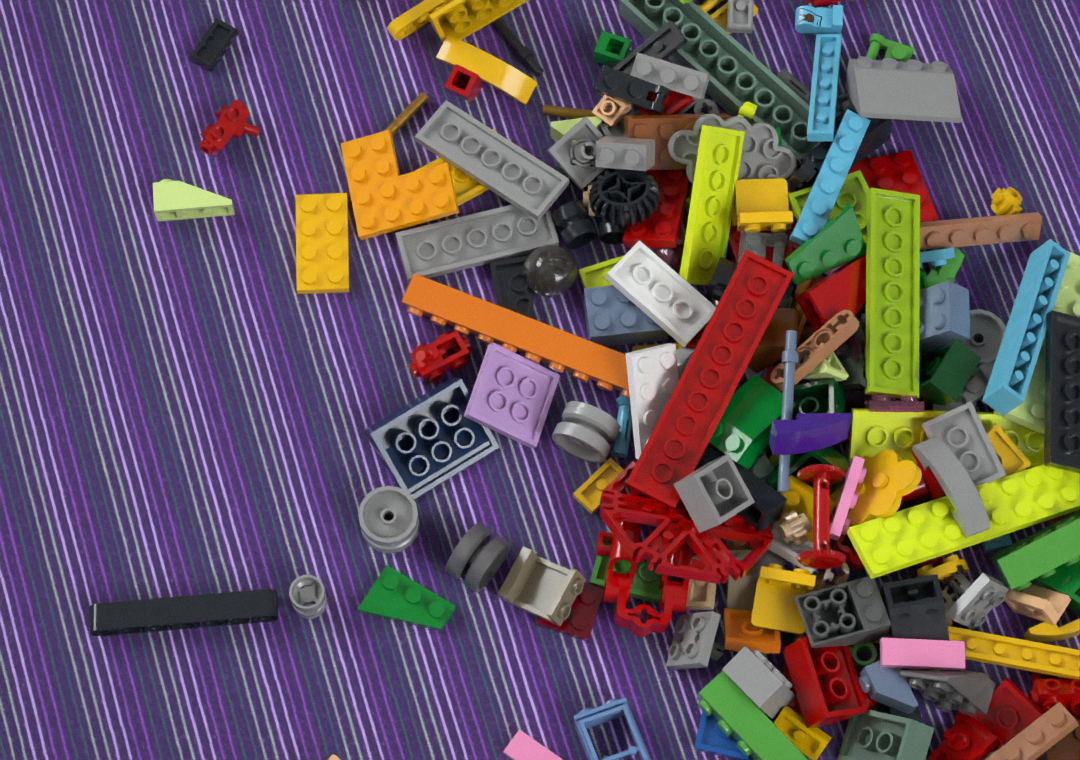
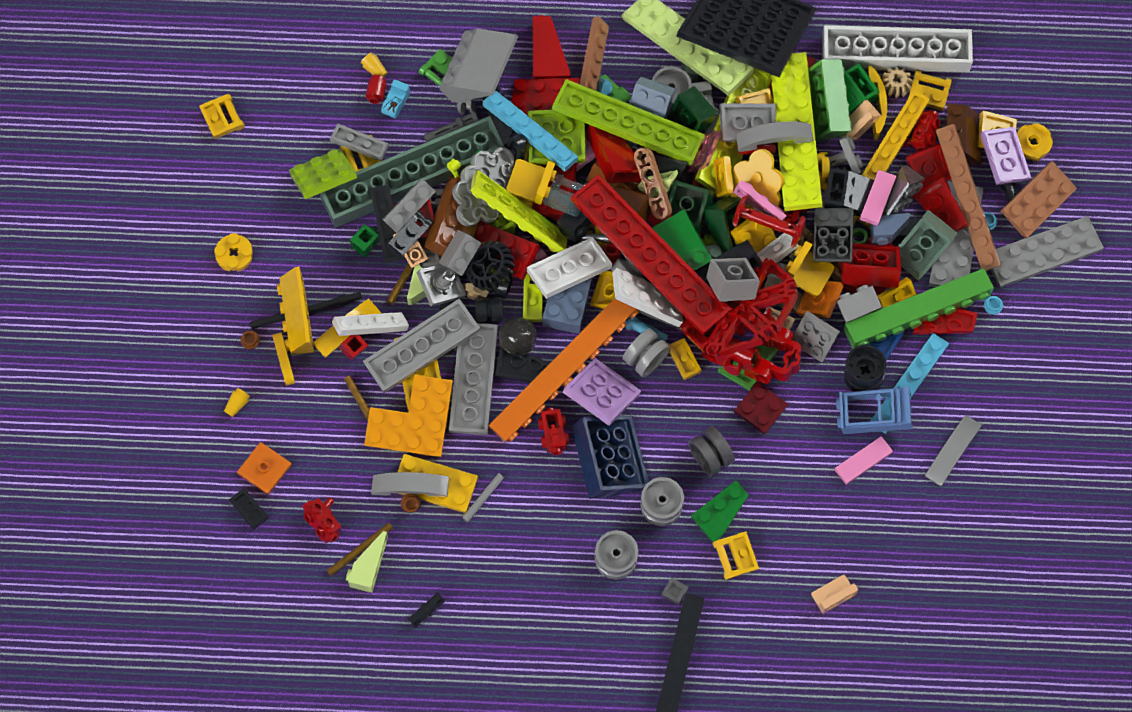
camera: 70 degrees left, 0 degrees up
(152, 288) = (426, 610): none -> black pin
(203, 184) = (358, 550): none -> pearl gold bar
(272, 45) = (264, 468): none -> orange plate
(275, 577) = (674, 591): none -> flat silver plate
(284, 222) = (410, 502): none -> dark orange plate
(293, 471) = (616, 543): none -> light grey wheel
(306, 214) = (410, 483): none -> light grey slope
(308, 596) = (698, 572): light grey wheel -> none
(323, 305) = (482, 498): none -> light grey bar
(355, 644) = (741, 552): none -> yellow plate
(496, 90) = (370, 324): none -> white plate
(541, 587) = (746, 417): dark tan panel -> none
(674, 706) = (865, 360): none -> black wheel
(789, 359) = (657, 199): sand blue bar -> none
(795, 528) = (767, 243): tan gear -> none
(808, 432) = (712, 207): dark purple slope -> none
(824, 87) = (454, 112): medium azure plate -> none
(830, 248) = (583, 145): green wing -> none
(878, 438) = (723, 177): none -> yellow plate
(965, 174) = (547, 51): none -> red slope
(1006, 201) = (577, 34): yellow gear -> none
(1026, 328) = (679, 52): medium azure brick -> none

